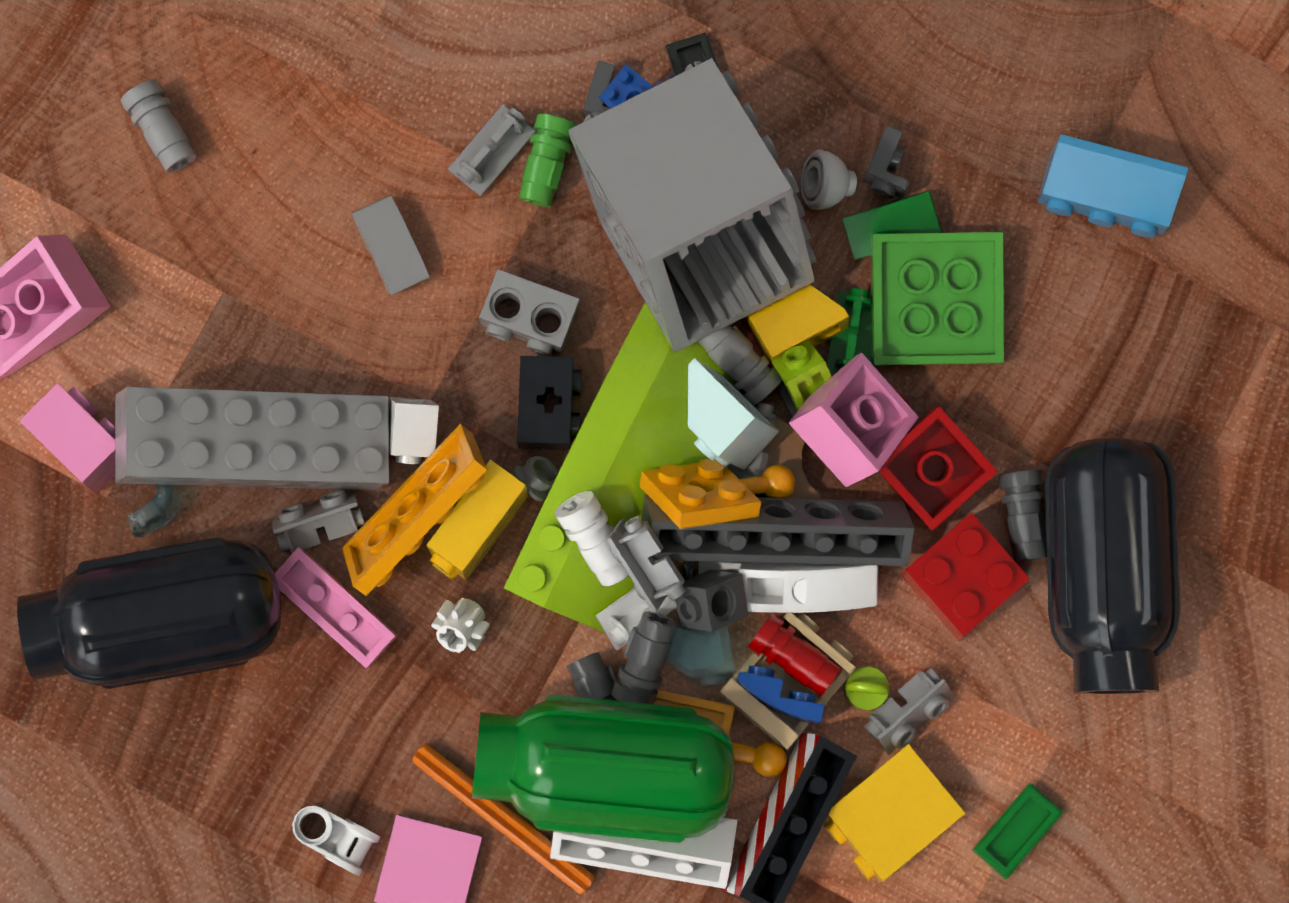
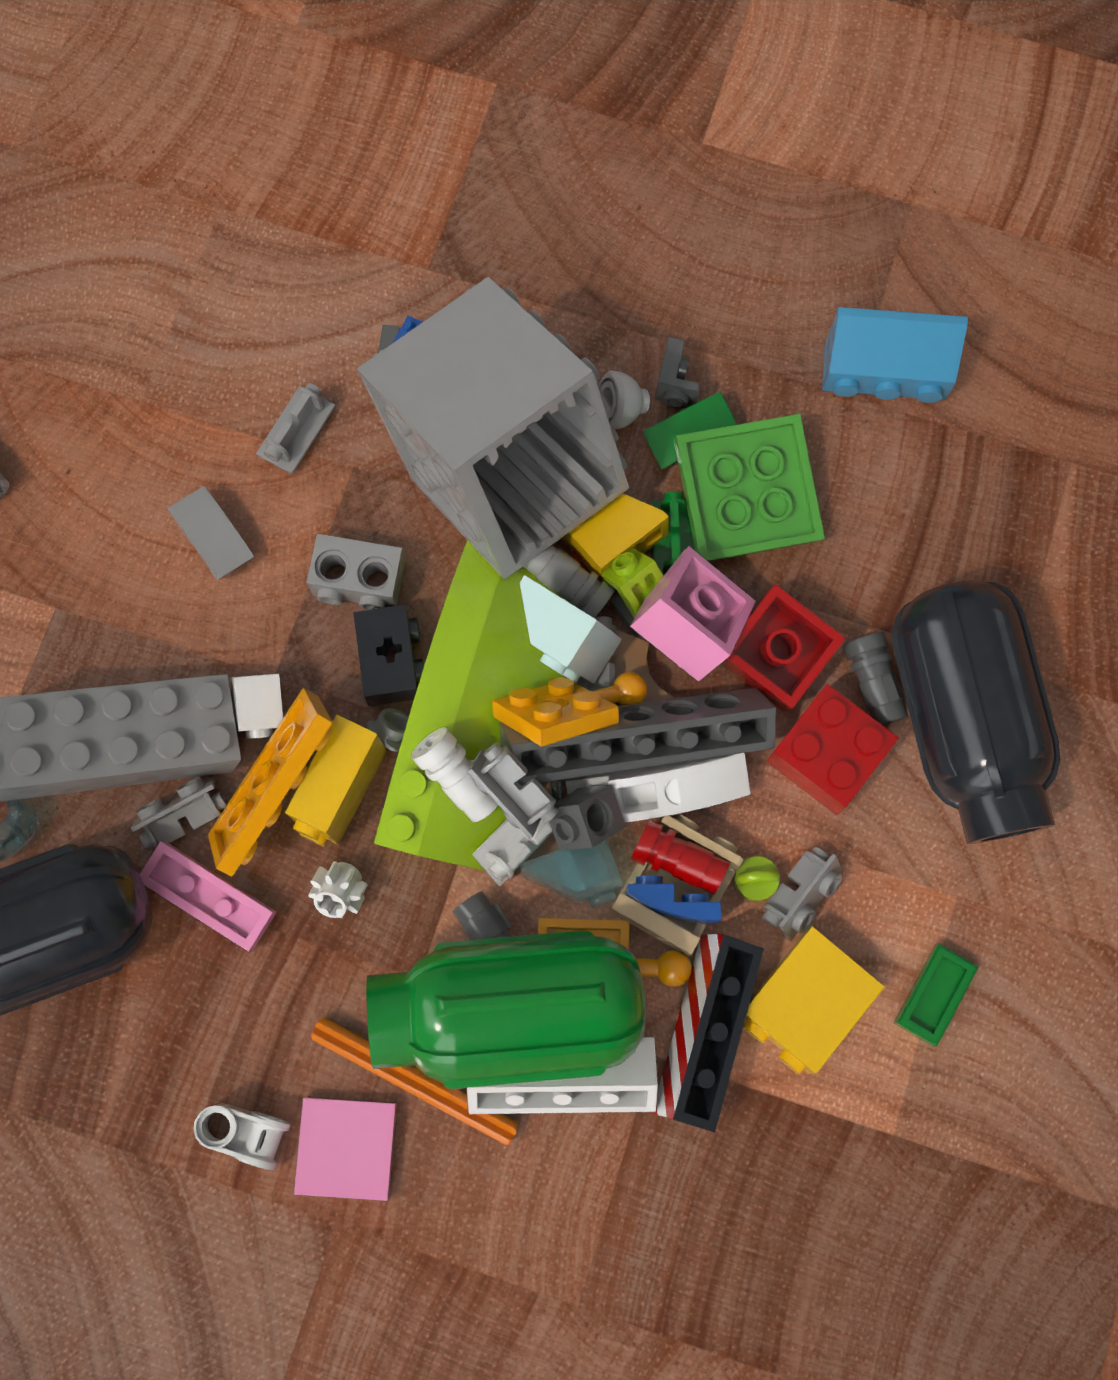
camera: 10 degrees left, 5 degrees down
(546, 160) = (349, 432): bright green axle -> none
(646, 656) = (530, 885): dark grey axle -> none

